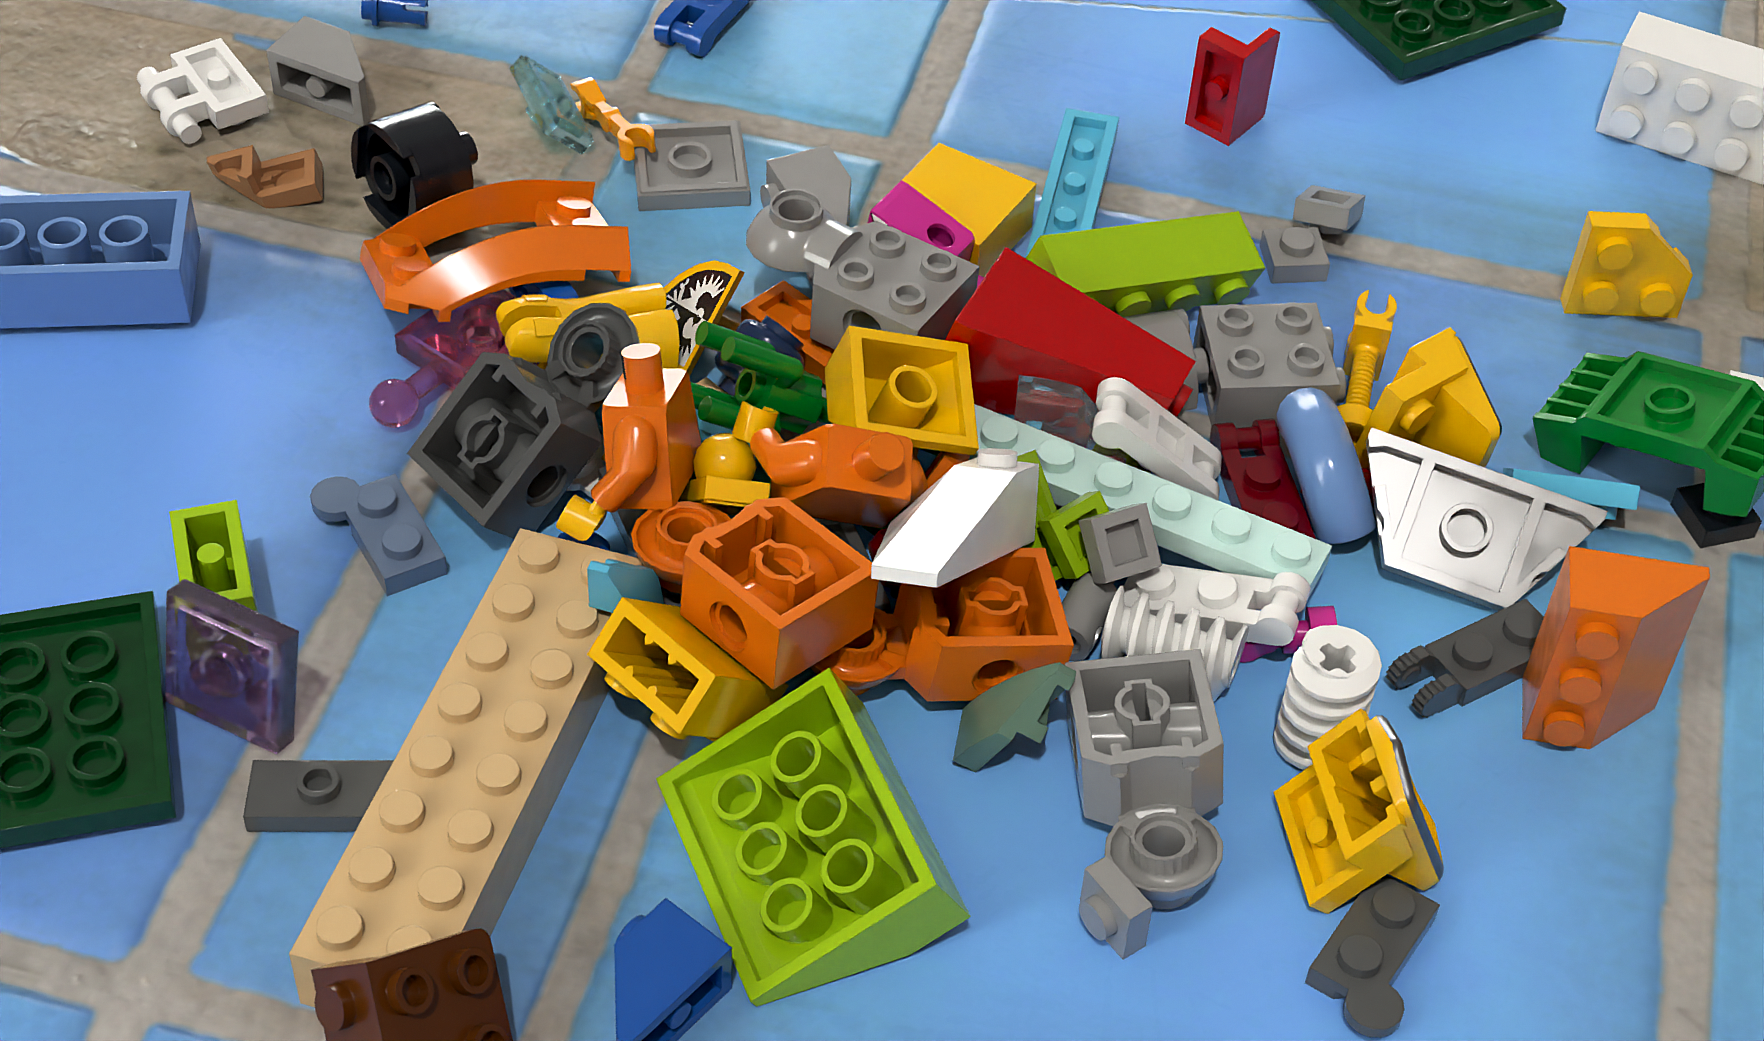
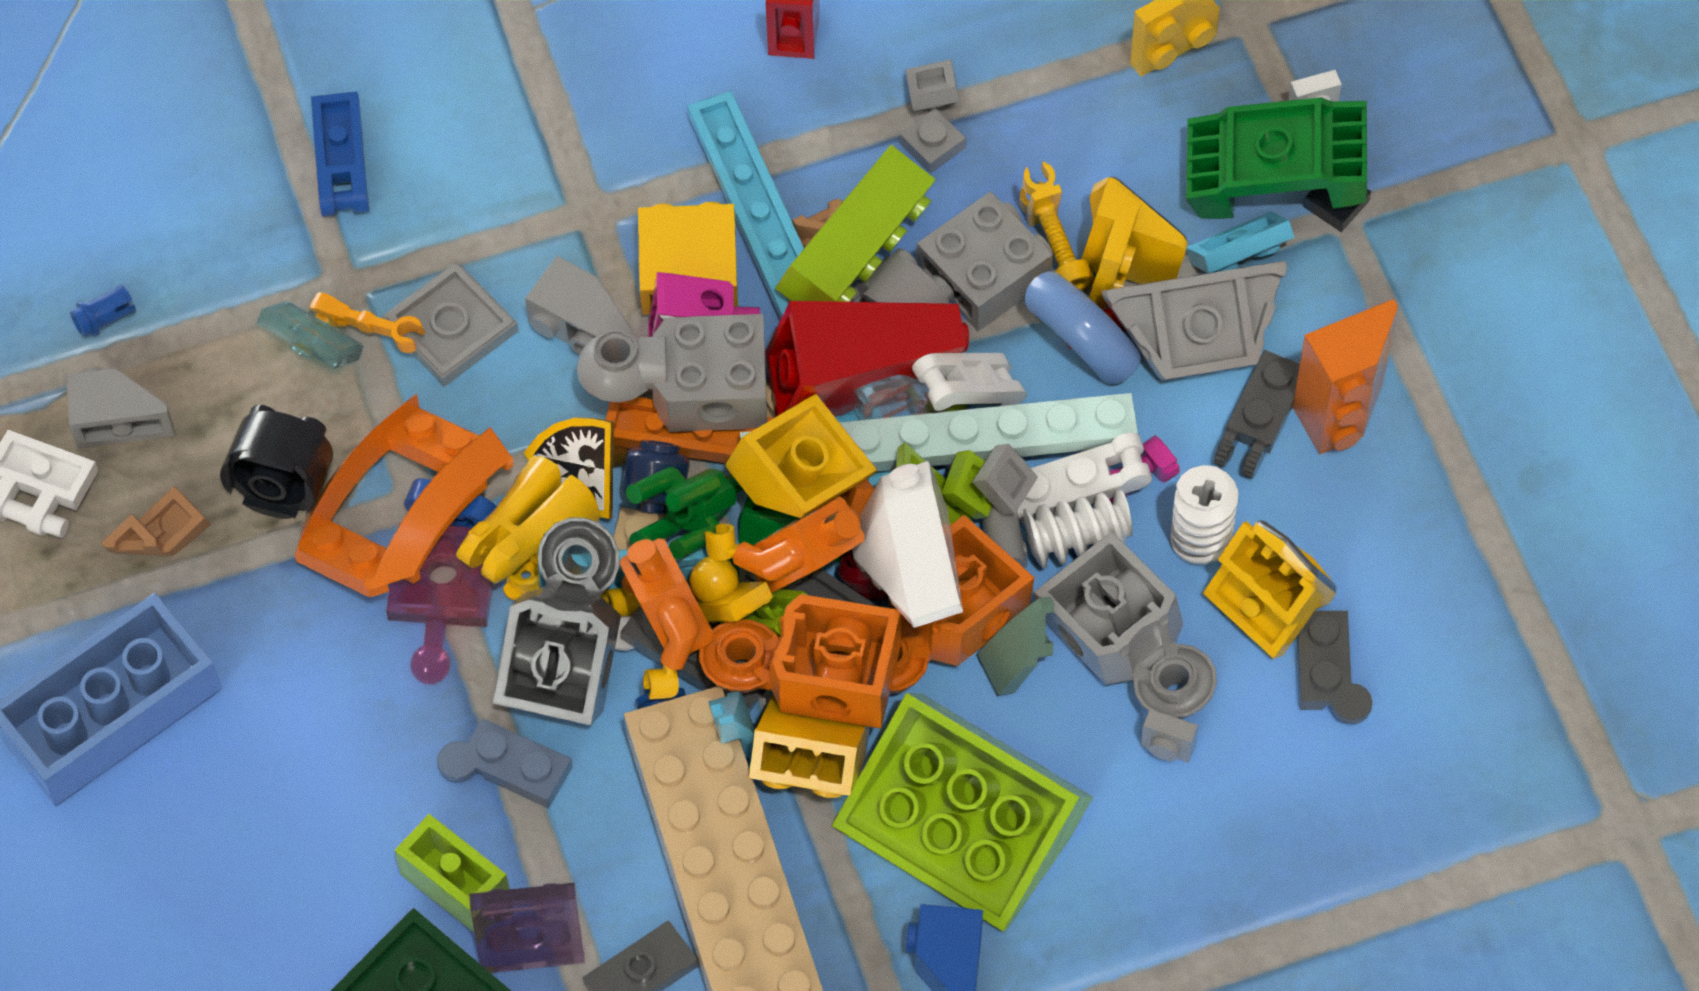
camera: 30 degrees left, 15 degrees up
(1259, 482) = (1042, 359): dark red plate -> none

